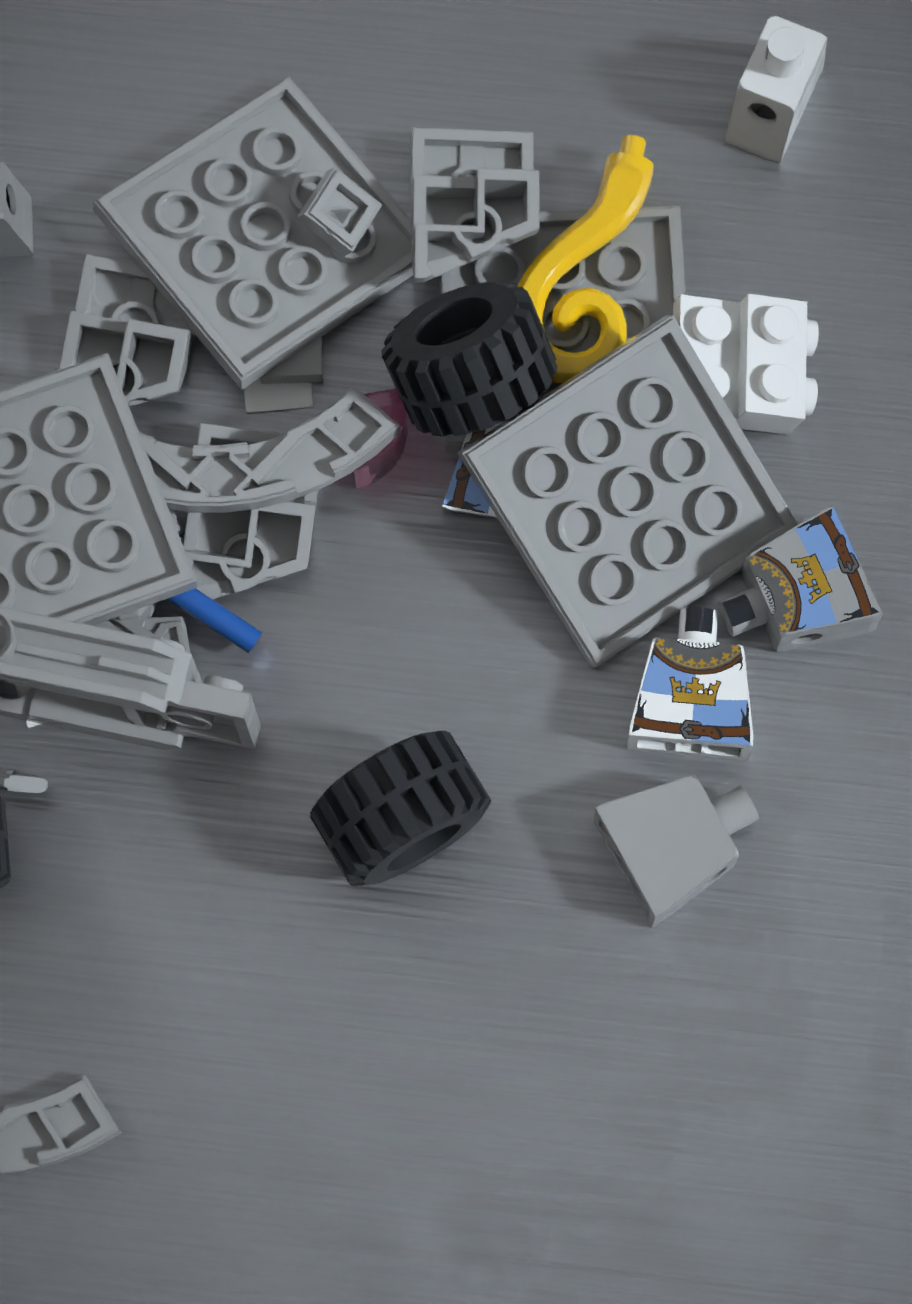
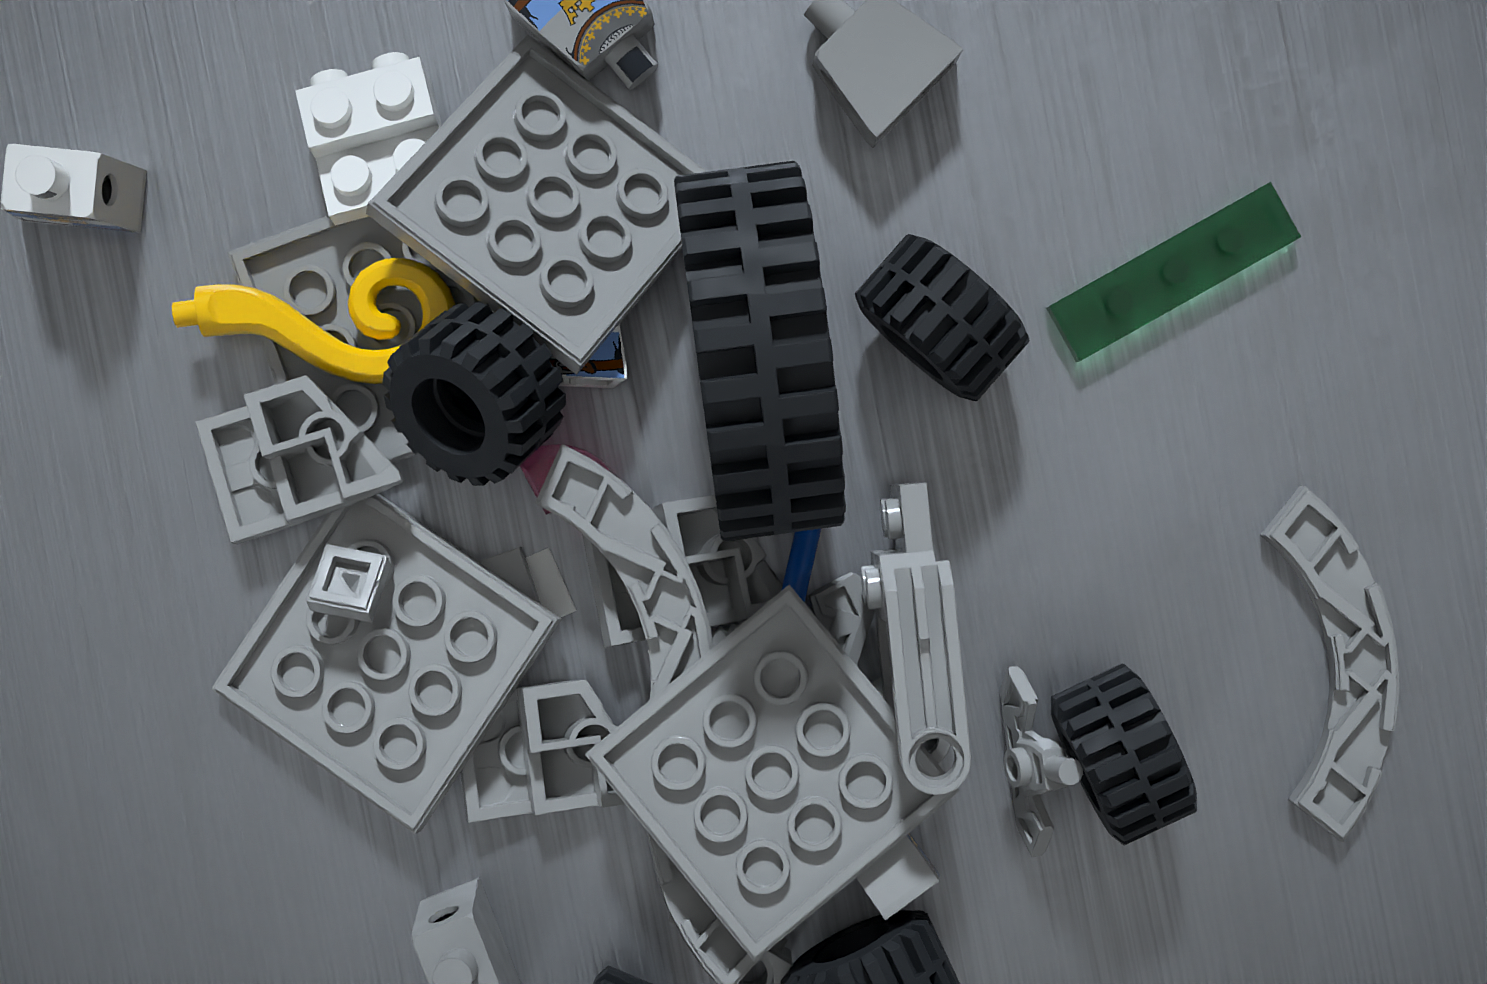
camera: 115 degrees left, 15 degrees up
(375, 1072) = (1173, 272): none -> clear green tile
(417, 596) = (762, 350): none -> black tyre
(694, 694) = (727, 85): torso -> none

